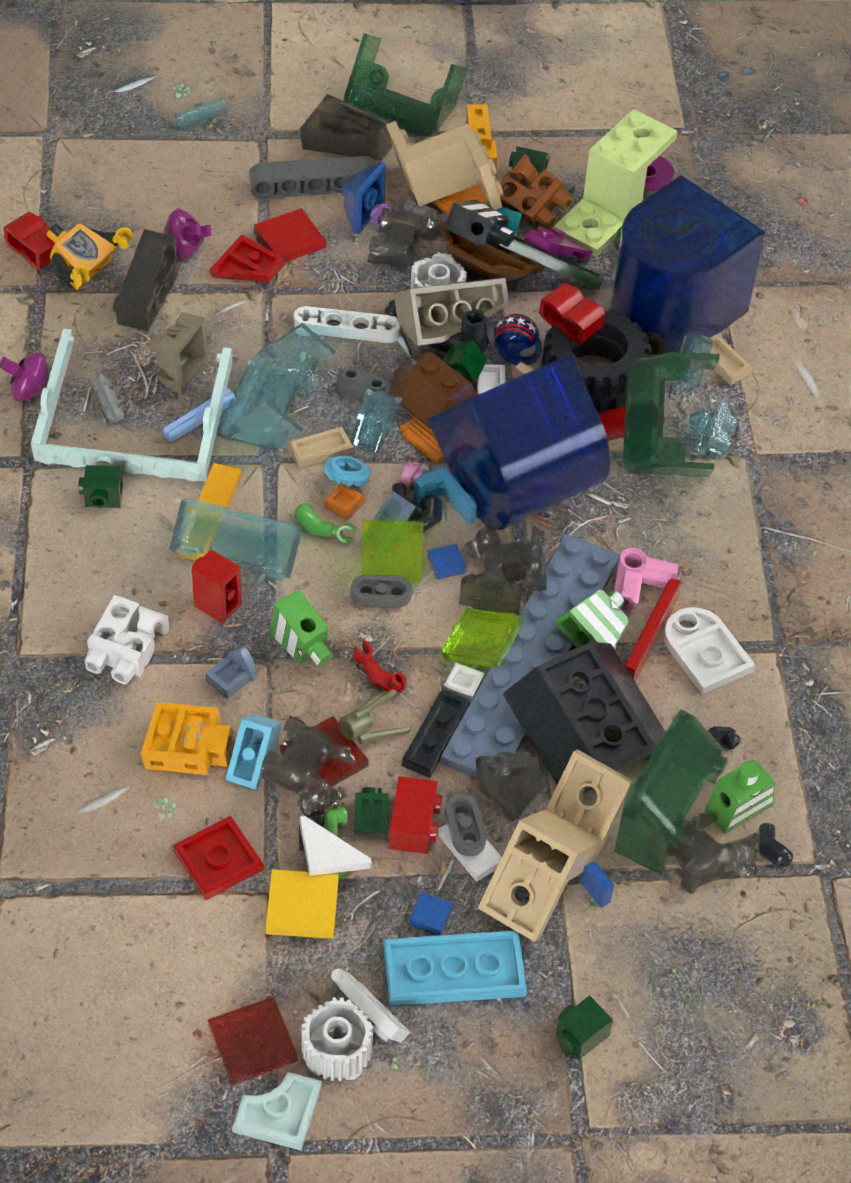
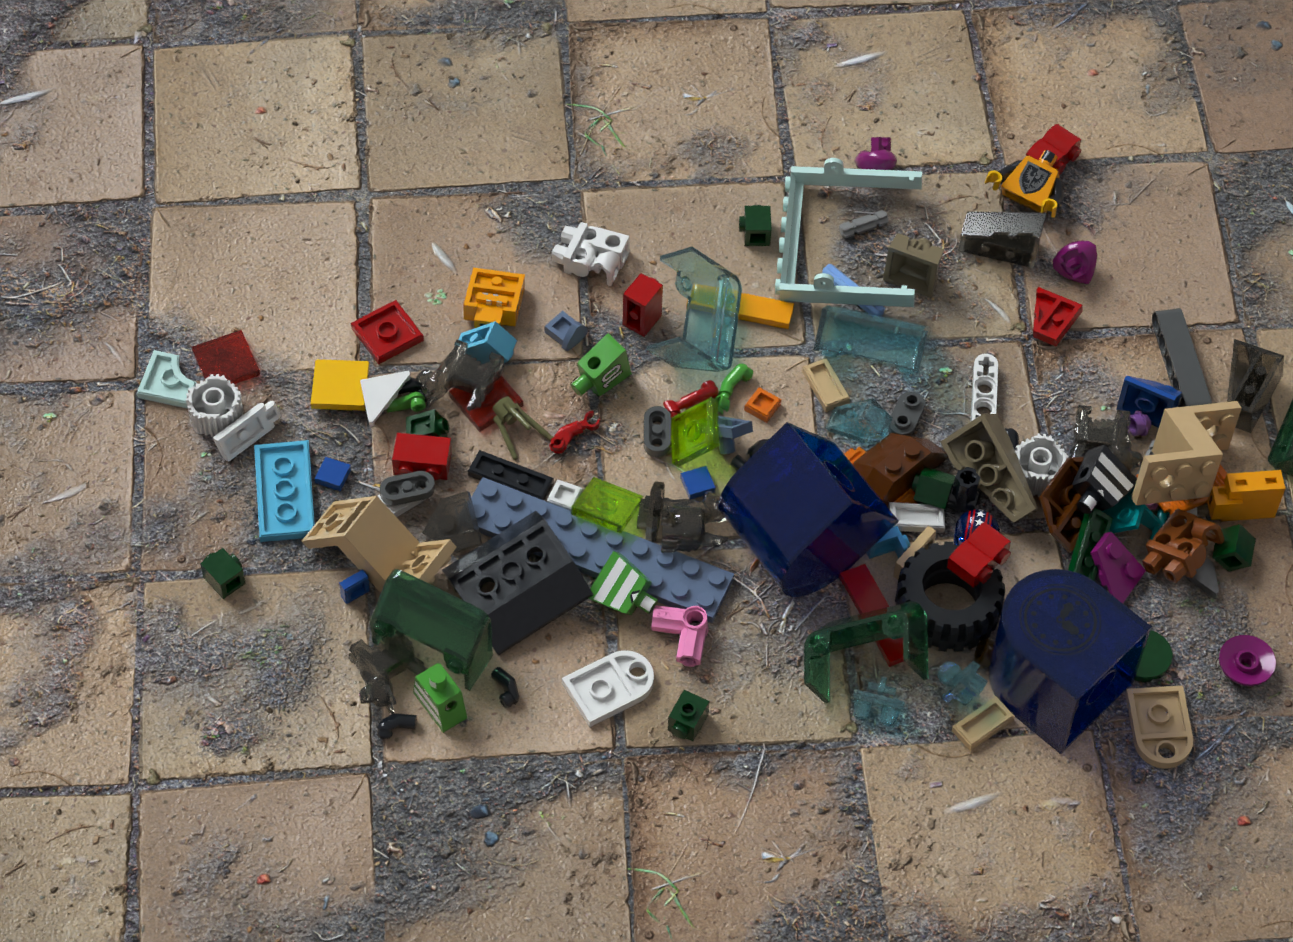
camera: 90 degrees right, 5 degrees up
(200, 112) = (1260, 267): clear light blue pin -> none
(290, 235) = (1098, 350): red tile -> none
(339, 551) = (707, 390): none -> red arm
(346, 471) = (799, 394): medium azure gear -> none
(615, 179) = (1207, 608): yellowish green bracket -> none
(653, 628) = (620, 637): red tile -> none
(742, 579) = (688, 716): none -> dark green brick

